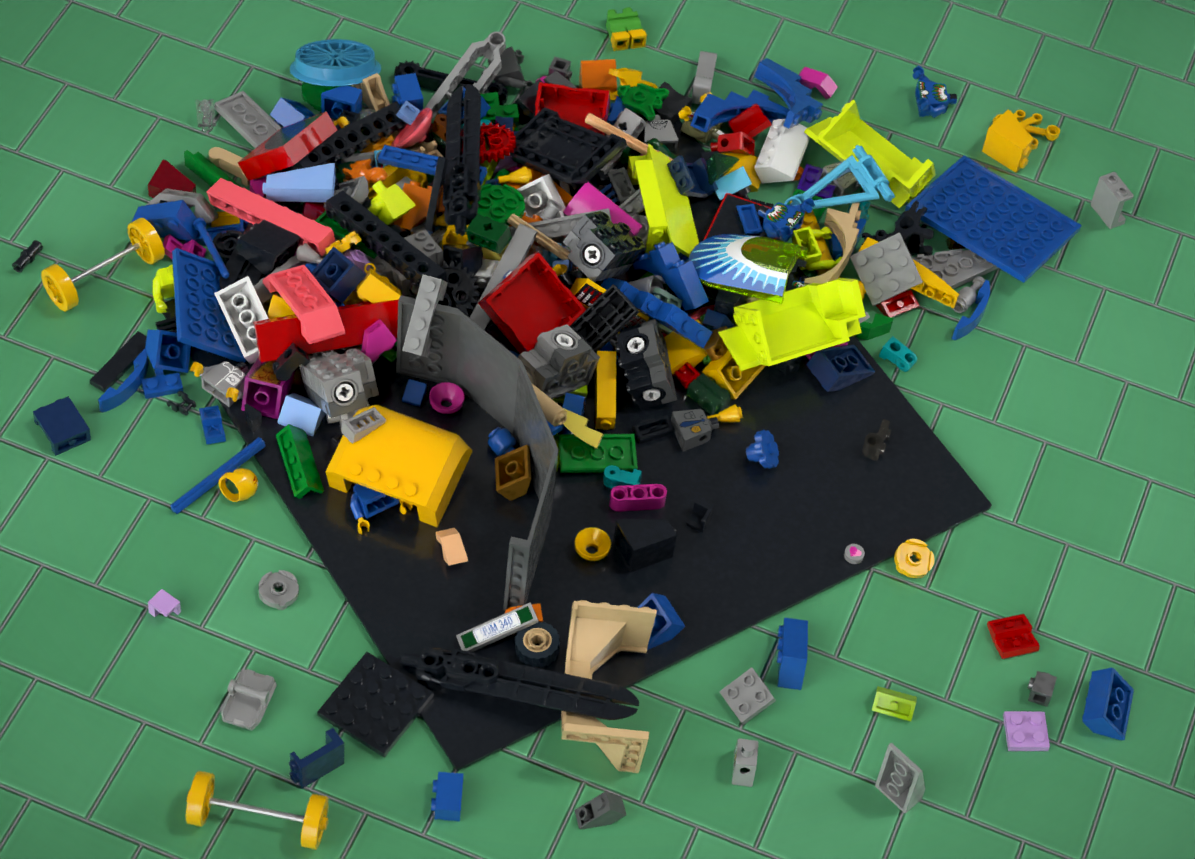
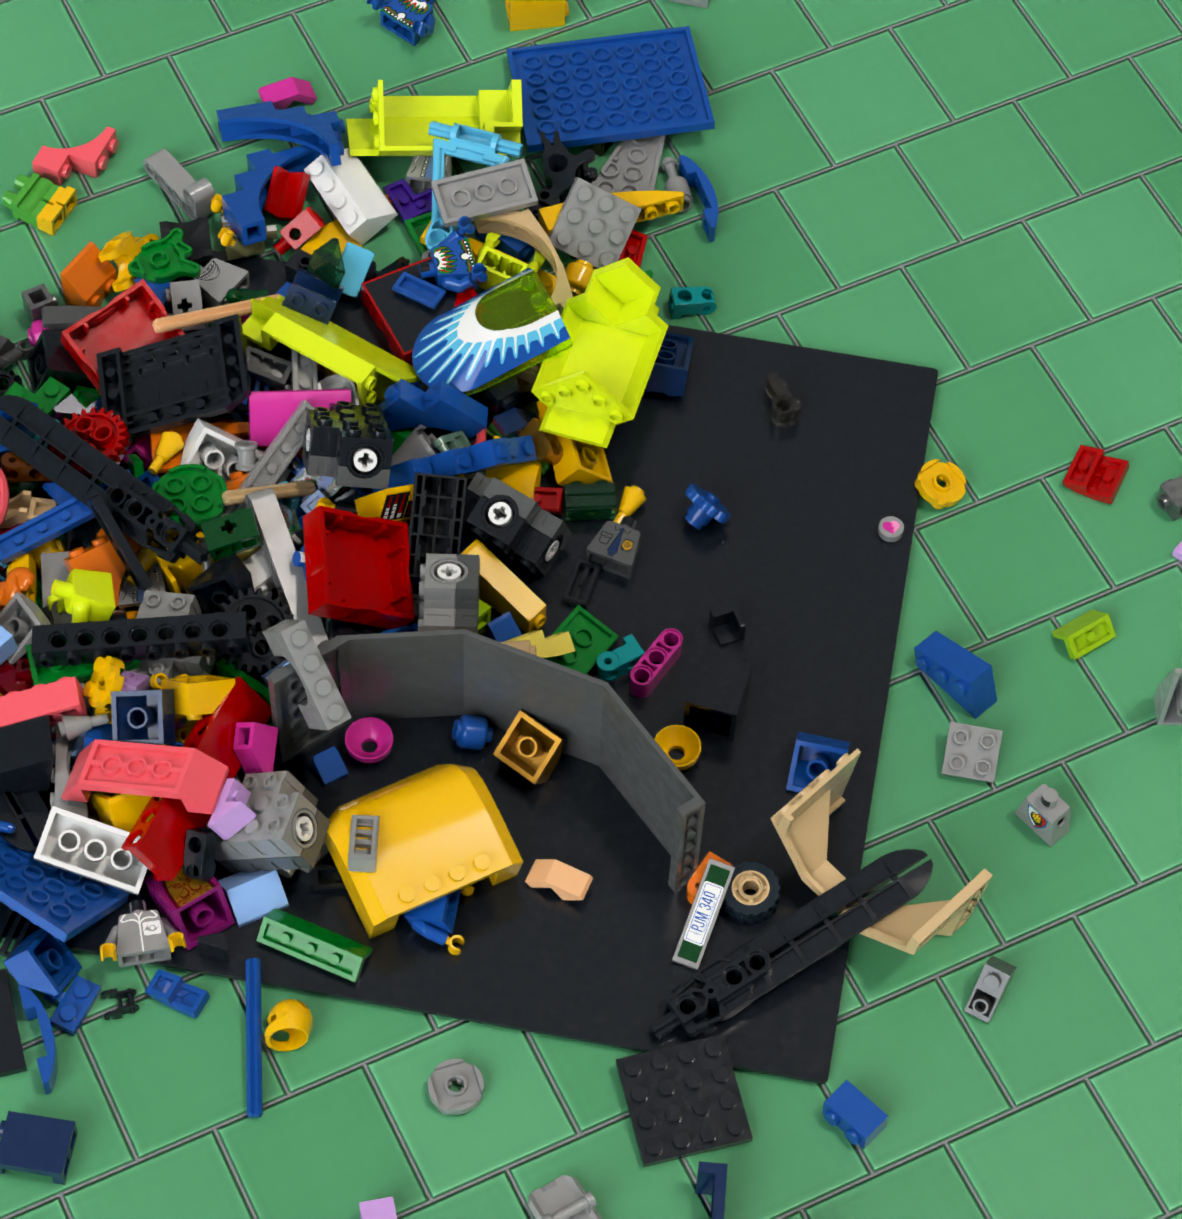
camera: 45 degrees left, 5 degrees up
(321, 352) = (231, 810): none -> lavender slope
(676, 30) = (88, 158): none -> coral arch
(842, 200) = (484, 192): none -> light grey plate

